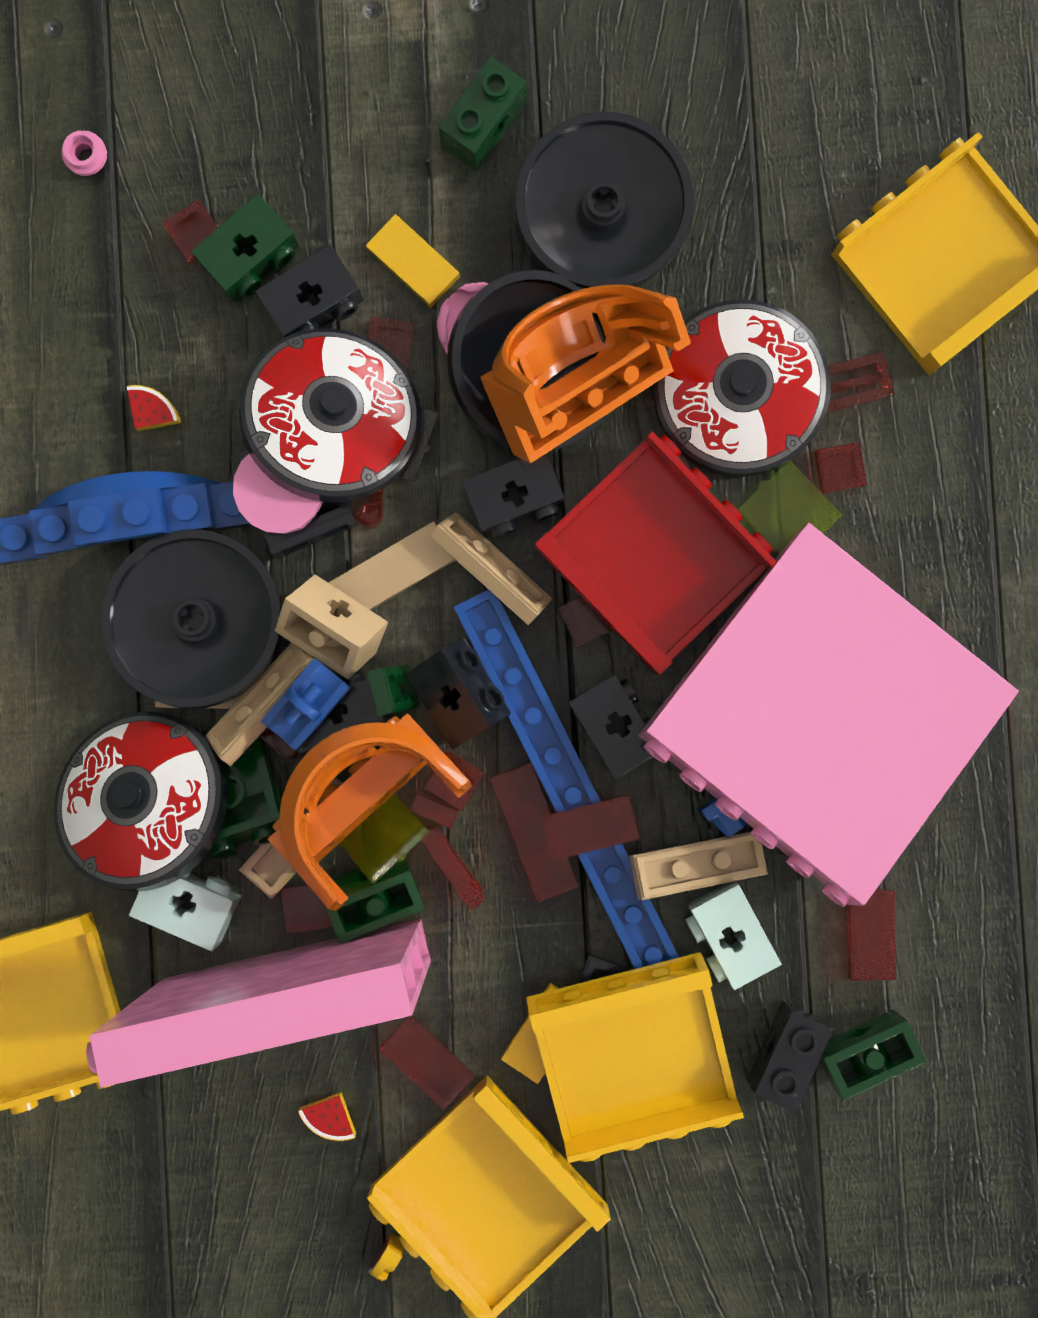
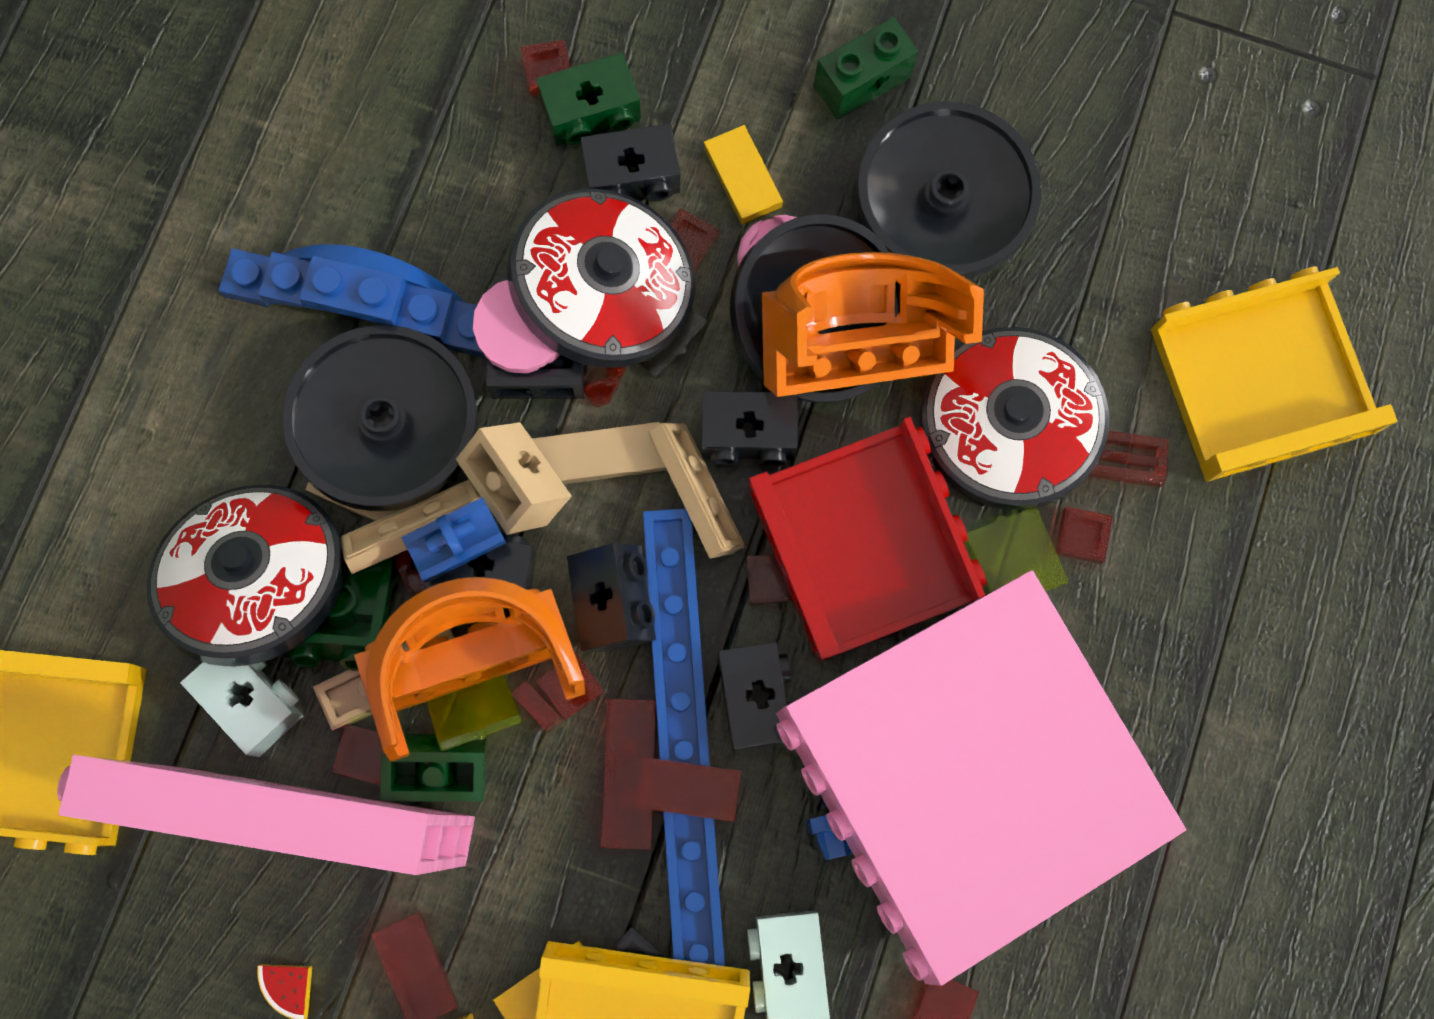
camera: 15 degrees right, 10 degrees down
(151, 408) = (433, 209): red tile -> none
(392, 690) = (546, 565): dark green plate -> none
(454, 867) = (530, 773): clear red tile -> none
(697, 865) = (783, 877): tan tile -> none

